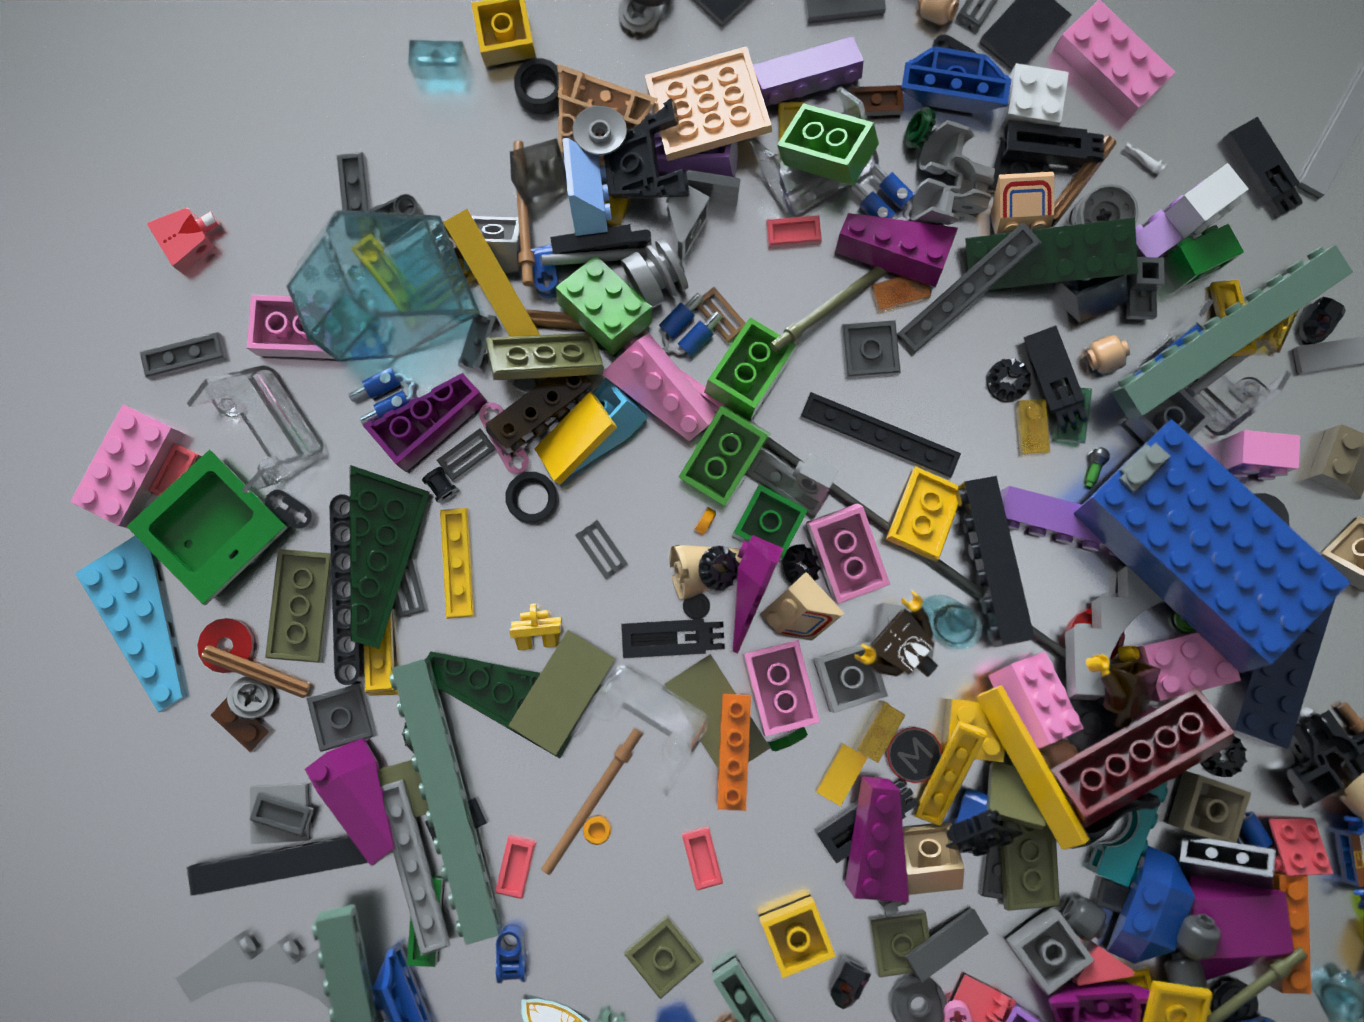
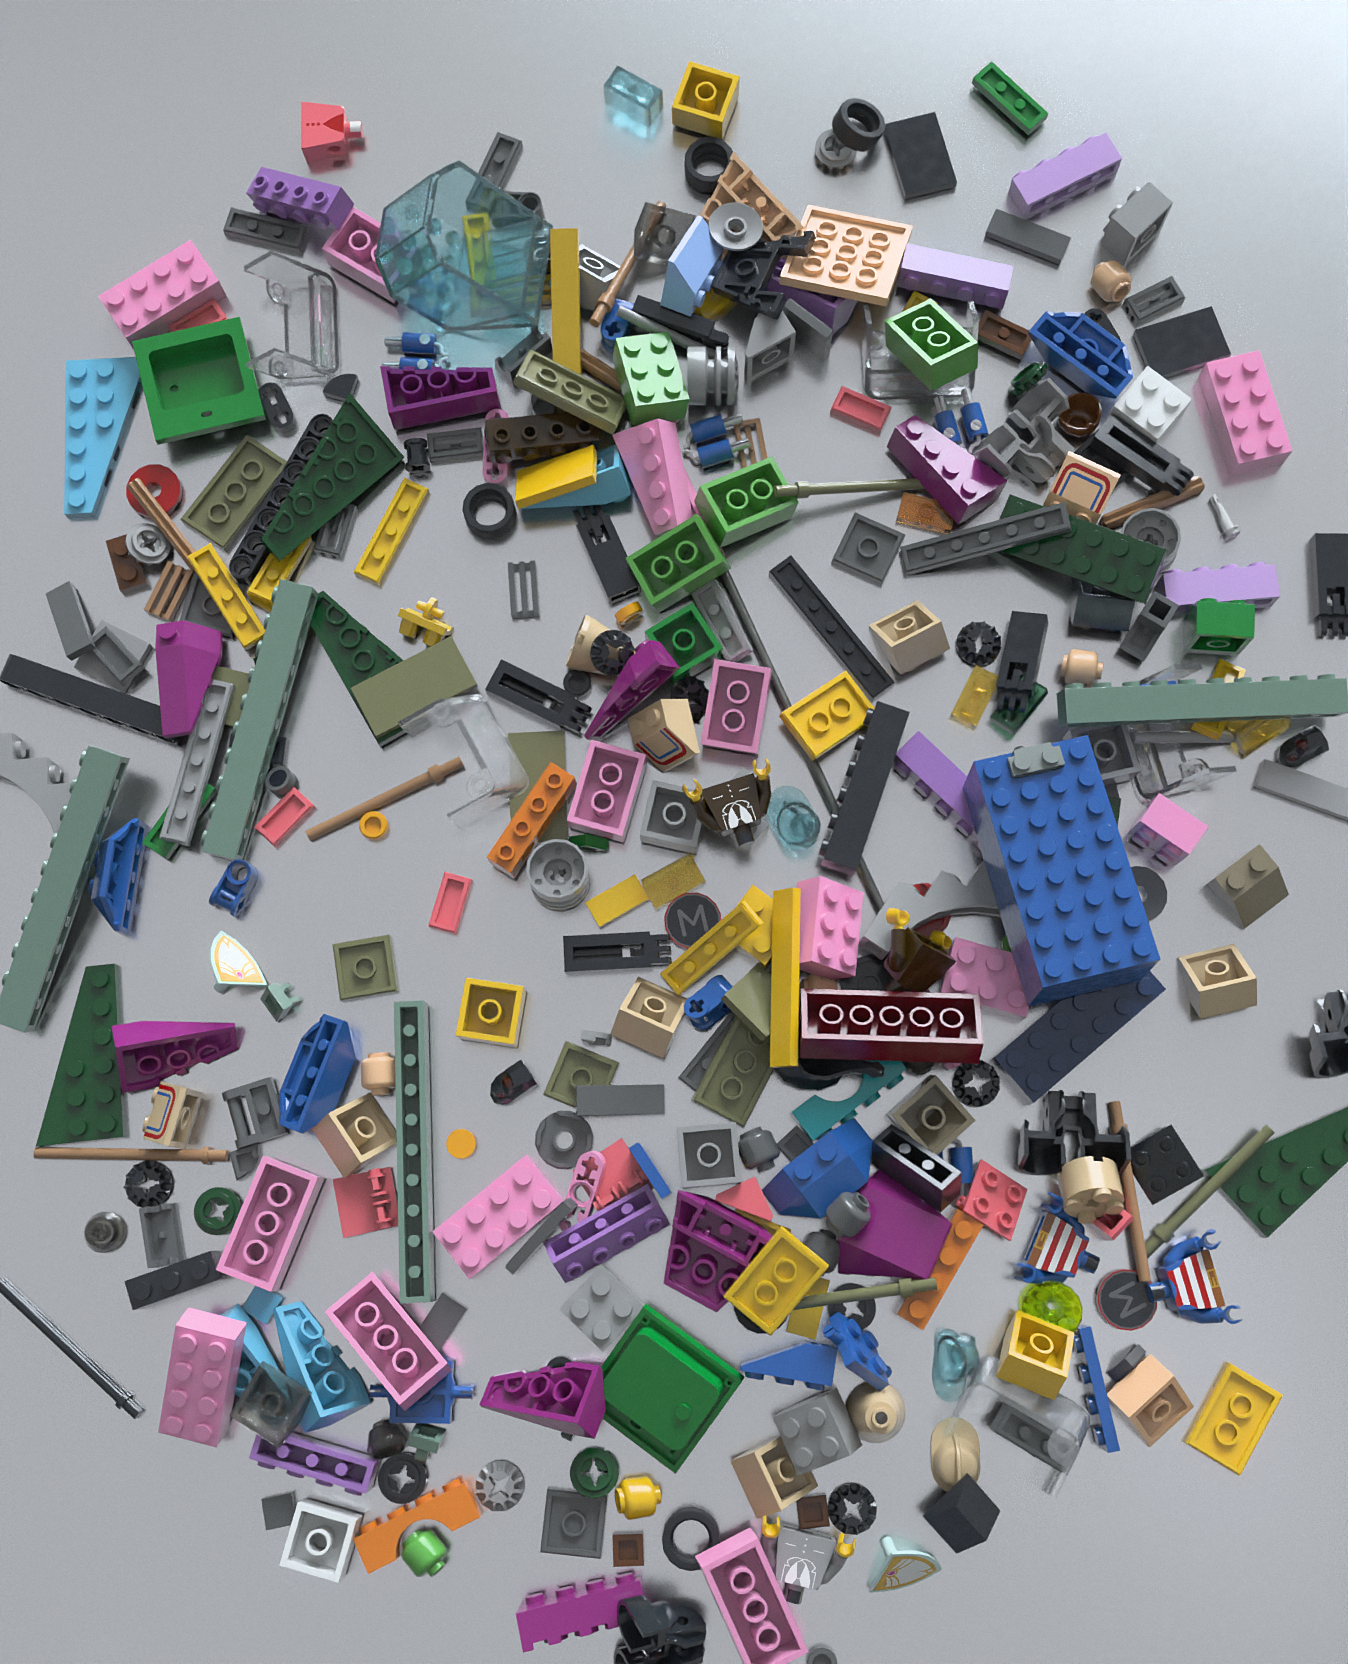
camera: 35 degrees right, 5 degrees down
(199, 313) = (300, 198): none -> medium lavender brick
(223, 806) = (70, 620): none -> dark grey tile
(283, 727) = (160, 586): none -> medium nougat tile
(336, 459) = (341, 386): none -> black tile
(349, 704) = (227, 596): none -> yellow tile
(493, 838) = (280, 780): none -> dark grey tile
(658, 483) = (607, 557): none -> black hinge
(799, 778) = (559, 858): none -> light grey wheel
(814, 477) = (745, 624): light grey brick -> none
(877, 846) = (607, 975): magenta wedge -> none
(951, 406) = (910, 636): none -> tan slope
(980, 834) = (706, 1014): black hinge -> none
(987, 135) = (1082, 416): none -> reddish brown hair
(1012, 994) = (650, 1171): none -> blue tile
(1207, 202) = (1246, 574): white brick -> none

